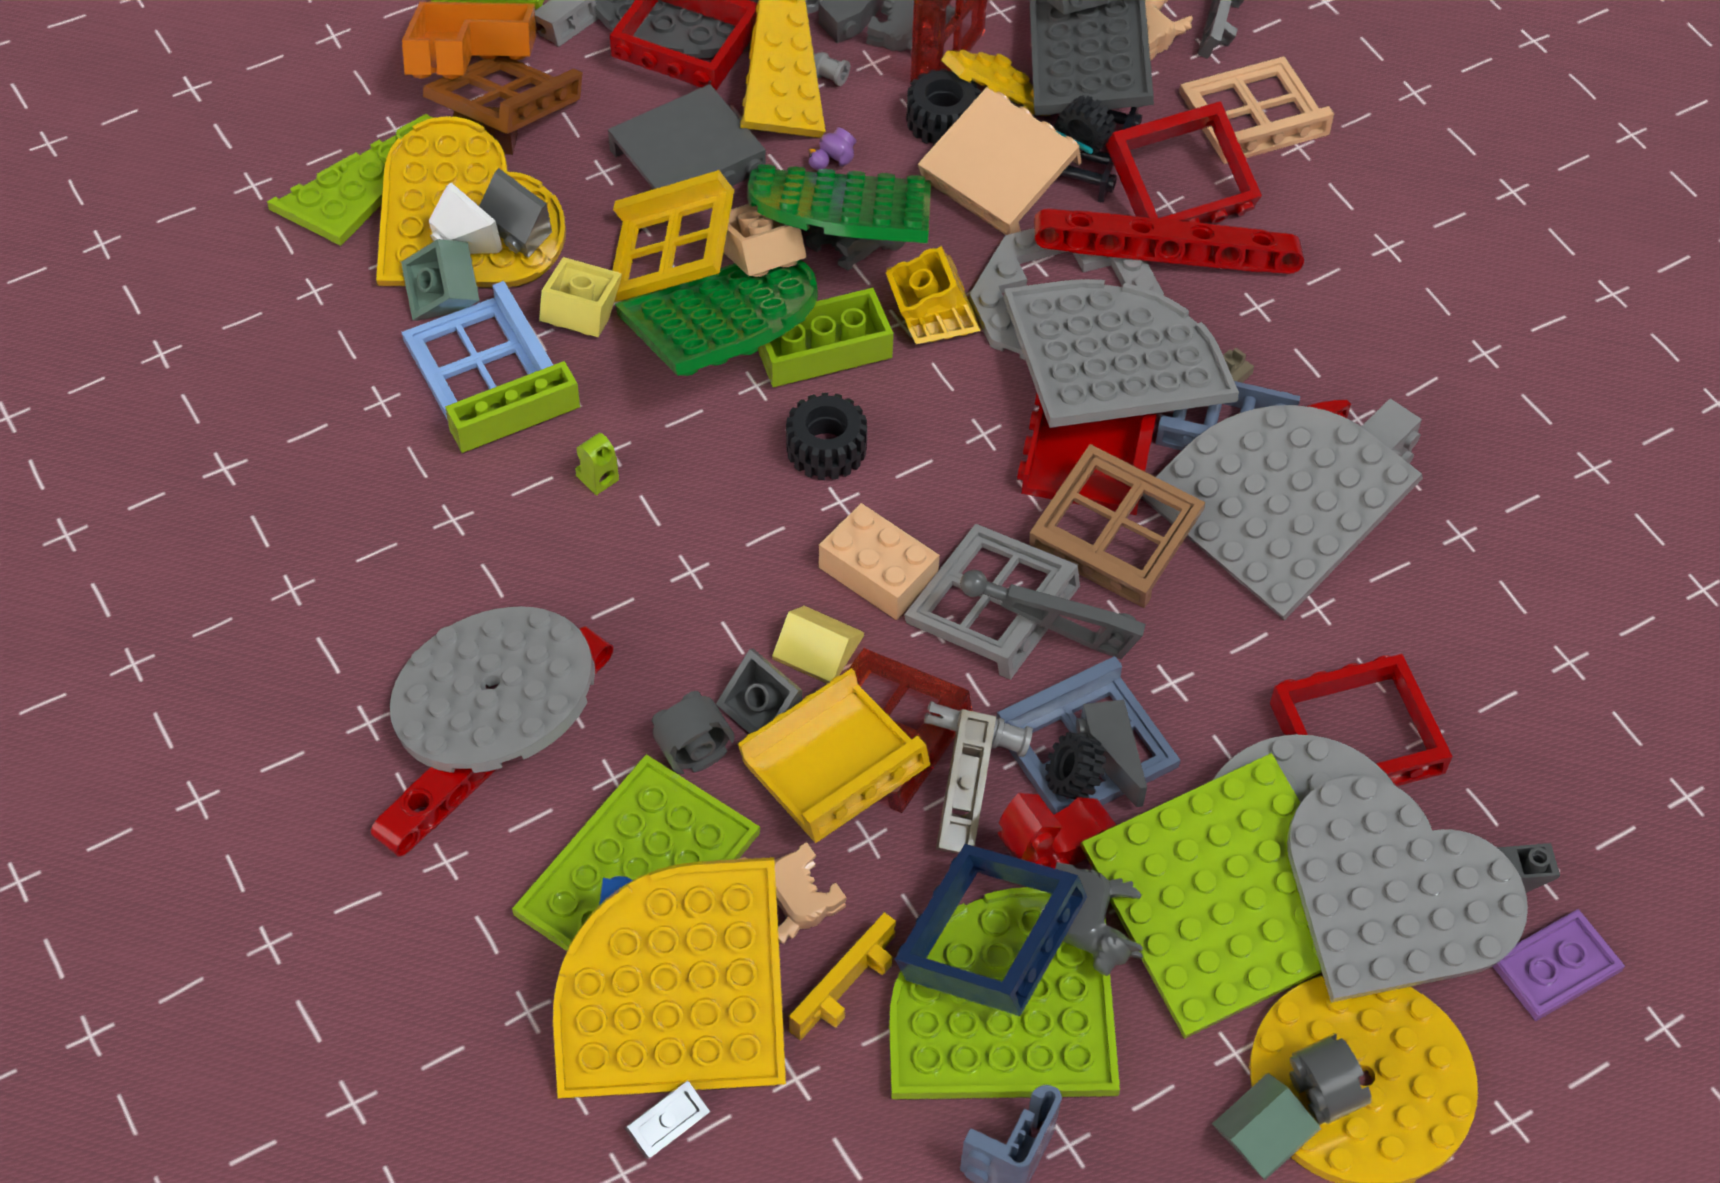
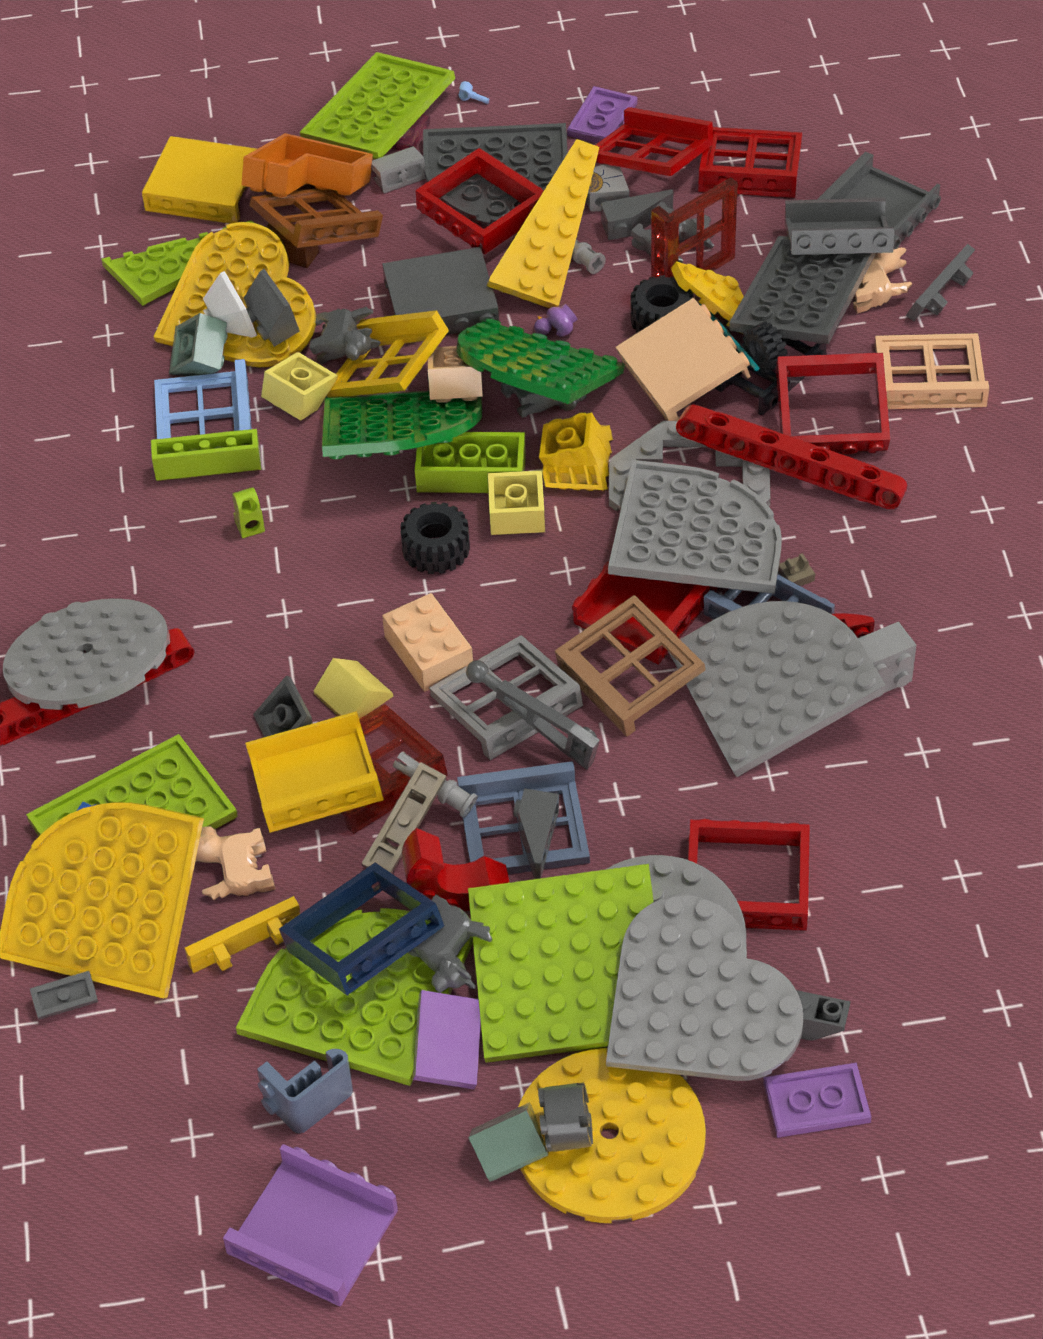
camera: 25 degrees right, 5 degrees down
(341, 79) = (197, 180): none -> yellow panel
(600, 228) = (341, 335): none -> dark grey animal
(692, 733) = (217, 727): dark grey brick -> none
(898, 371) = (516, 502): none -> light yellow brick
(1075, 766) = (495, 832): black tyre -> none
(1138, 1028) = (447, 1040): none -> medium lavender tile

